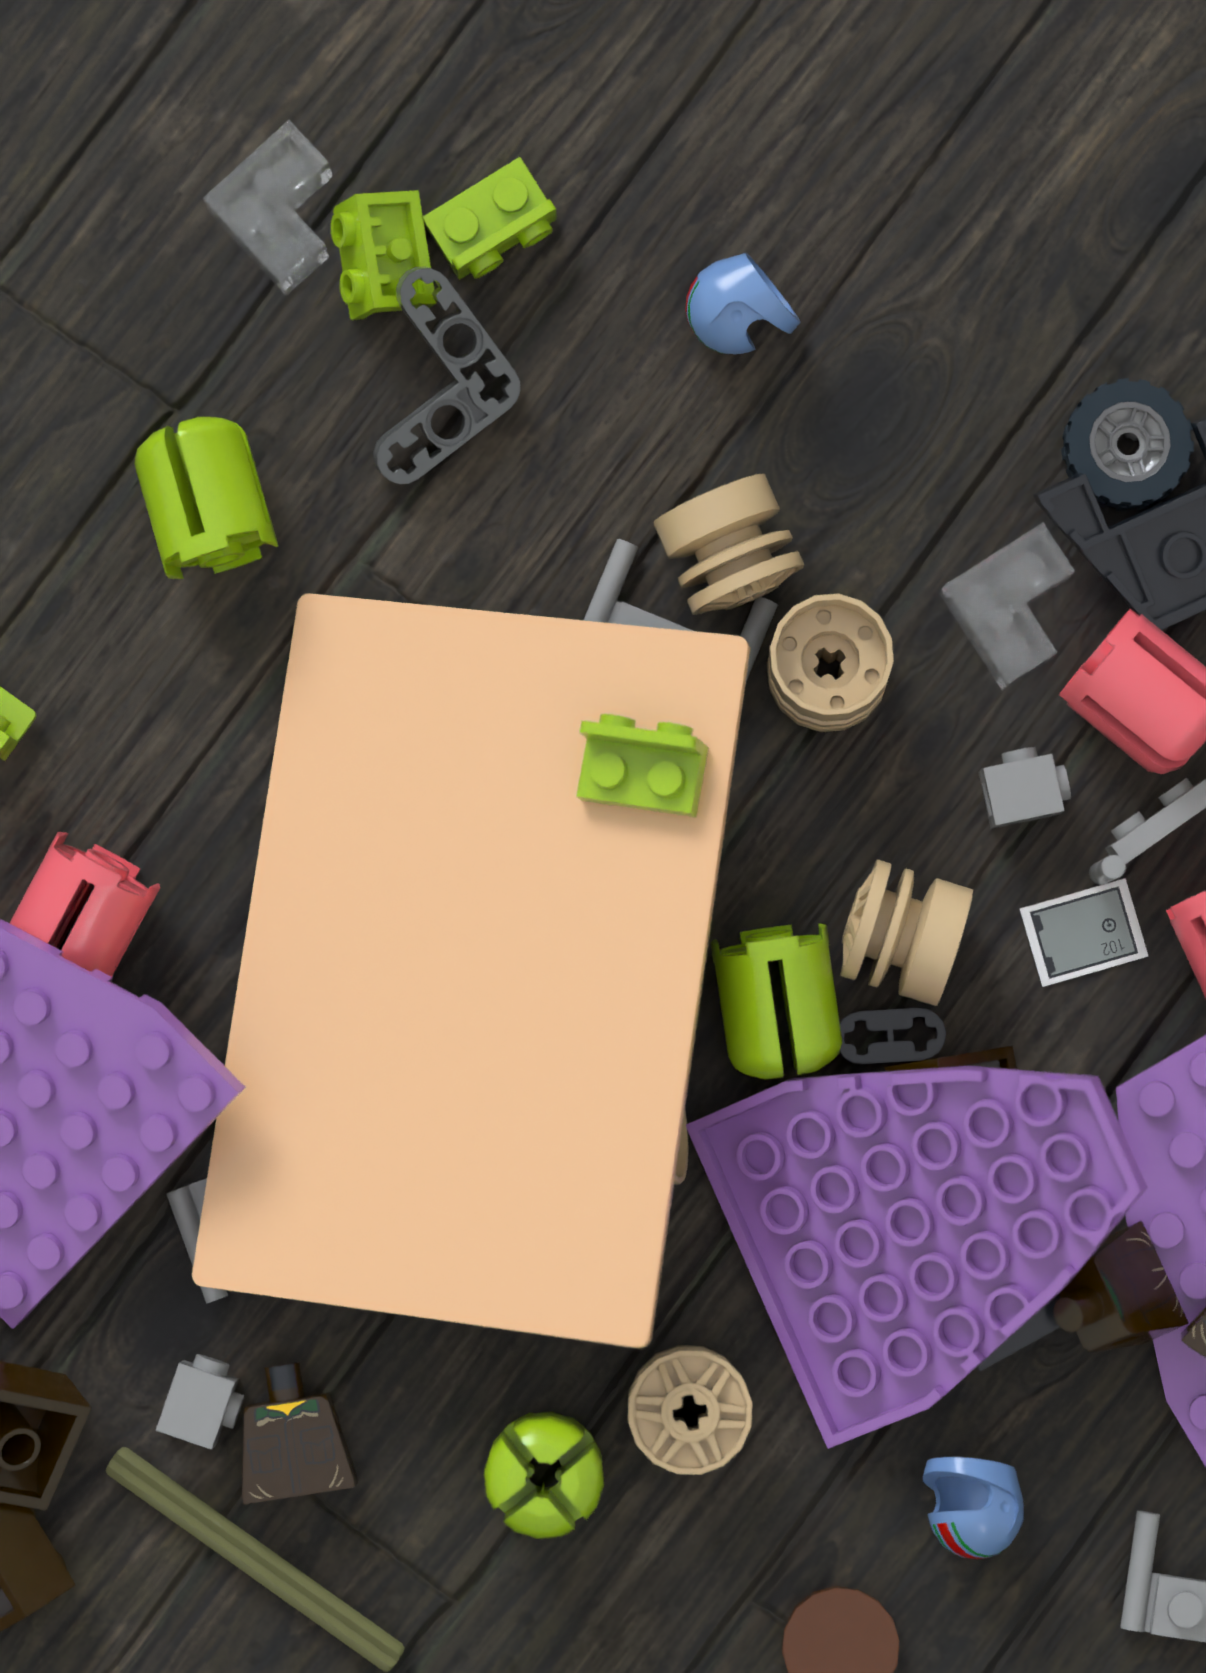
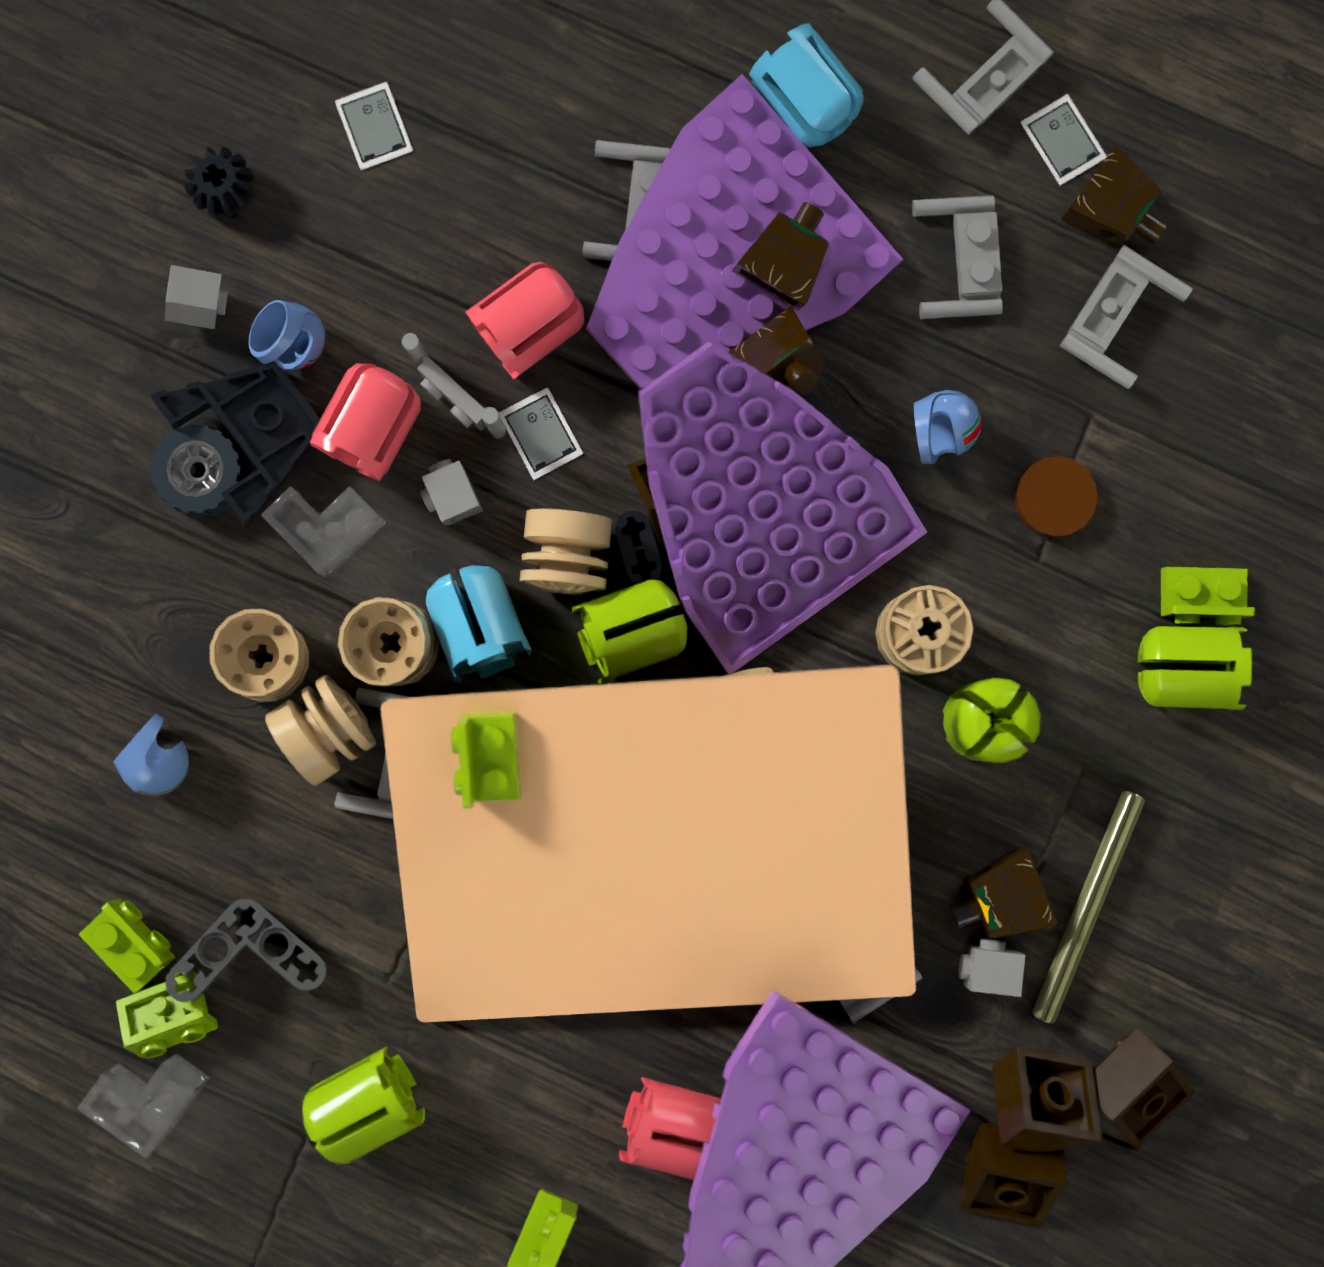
camera: 105 degrees left, 0 degrees up
(835, 815) = (495, 616): none -> medium azure cylinder
(878, 466) = (248, 635): none -> tan wheel

